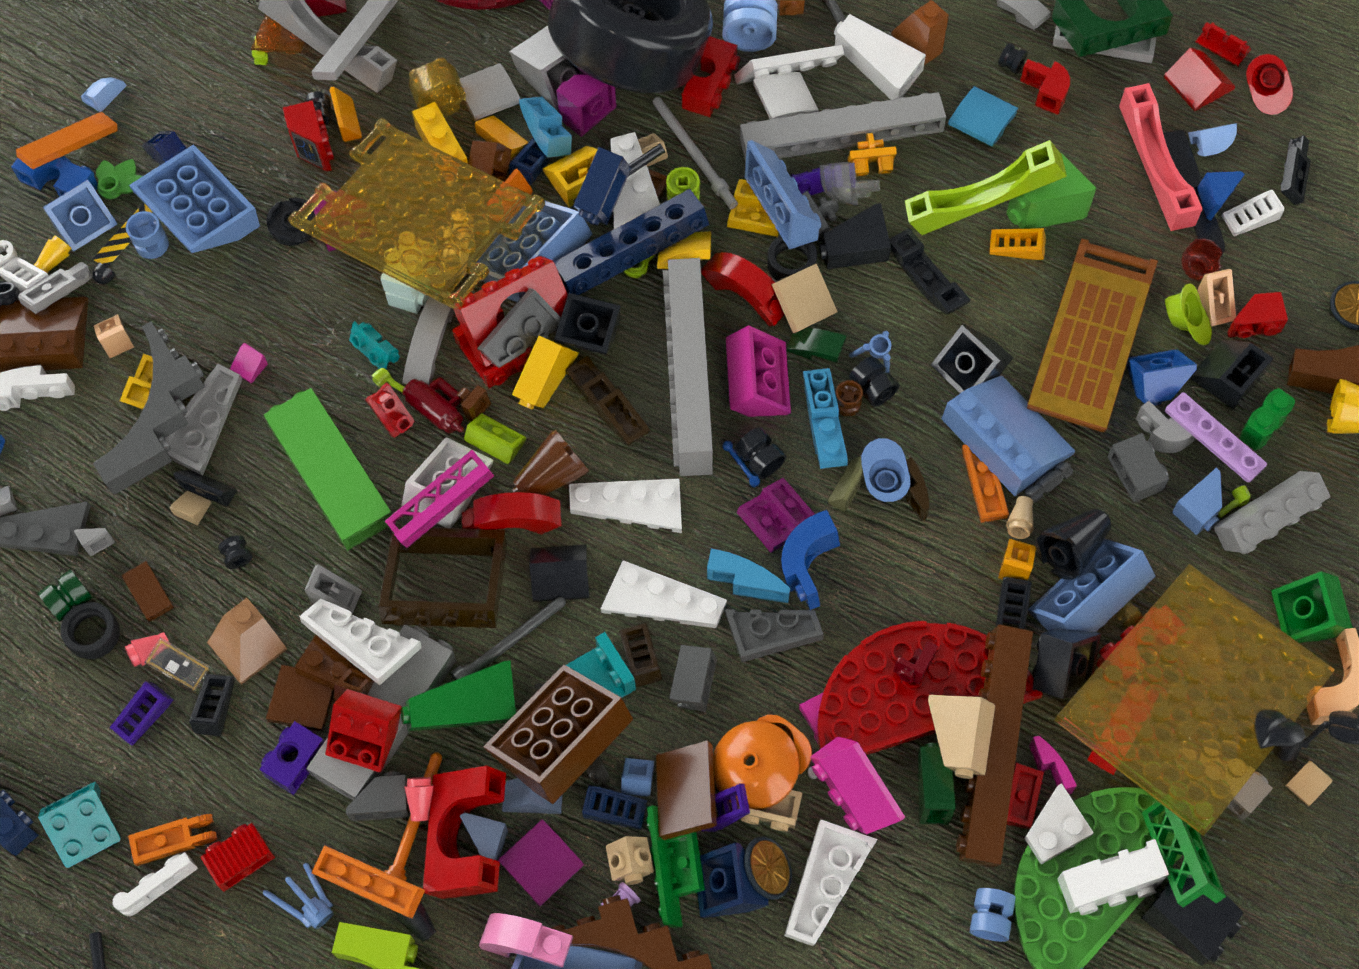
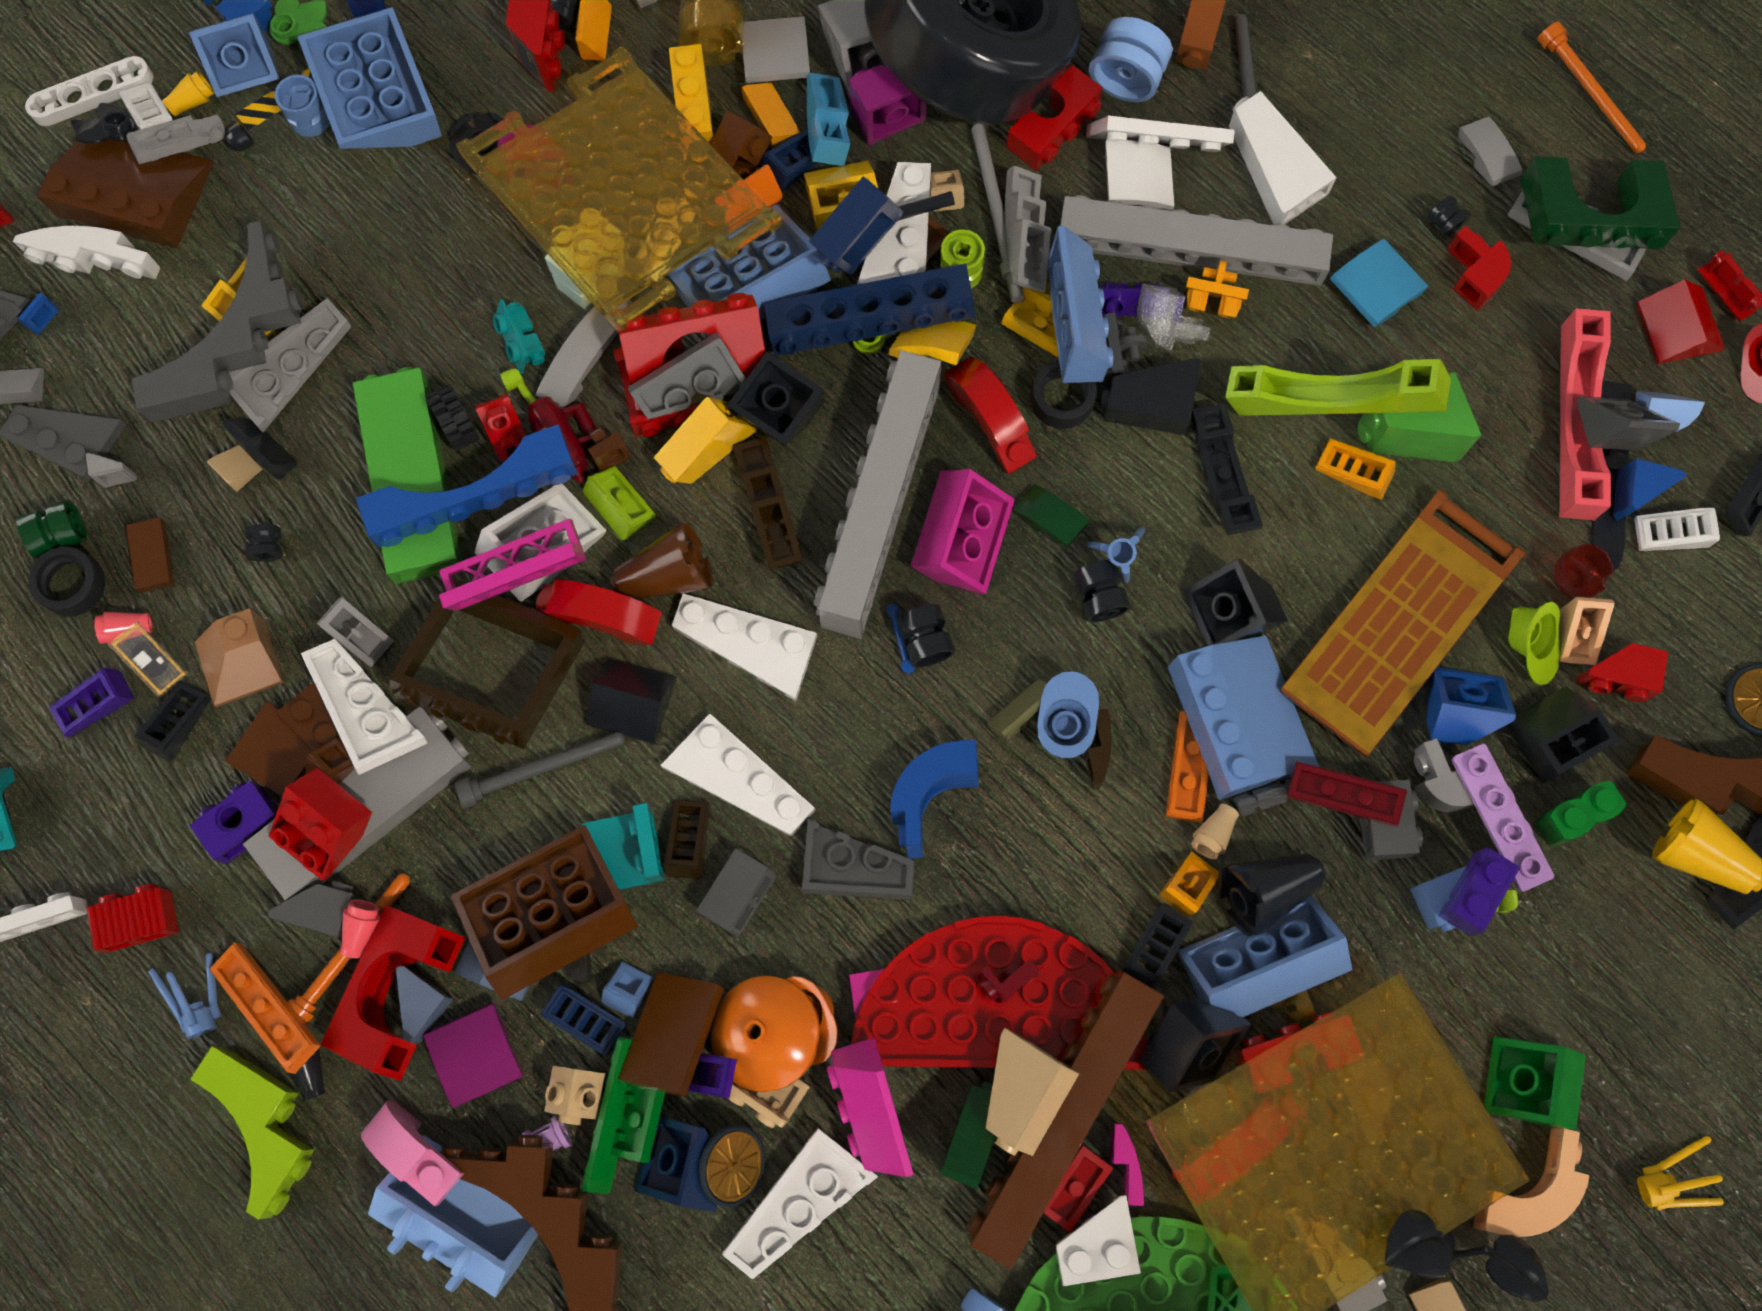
camera: 20 degrees right, 10 degrees up
(113, 336) = (221, 221): light nougat slope -> none
(170, 839) = (64, 869): orange hinge -> none
(248, 363) = (364, 309): dark pink slope -> none
(340, 490) = (397, 513): none -> blue arch
(349, 415) = (452, 417): none -> black tyre
(468, 701) = (452, 829): green slope -> none
(720, 156) = (1025, 229): none -> light grey slope
(746, 576) = (847, 787): dark azure slope -> none
(775, 513) = (916, 718): magenta slope -> none
(804, 298) = (1056, 453): tan tile -> none
(824, 418) = (1022, 618): dark azure slope -> none
(851, 393) = (1061, 594): reddish brown wheel -> none
(924, 30) = (1346, 145): dark orange slope -> none
(1103, 456) = (1347, 794): none -> dark red tile
(1188, 155) = (1622, 423): none -> dark grey slope
(1220, 488) = (1479, 891): none -> dark purple brick
(1272, 512) = (1537, 939): light grey brick -> none

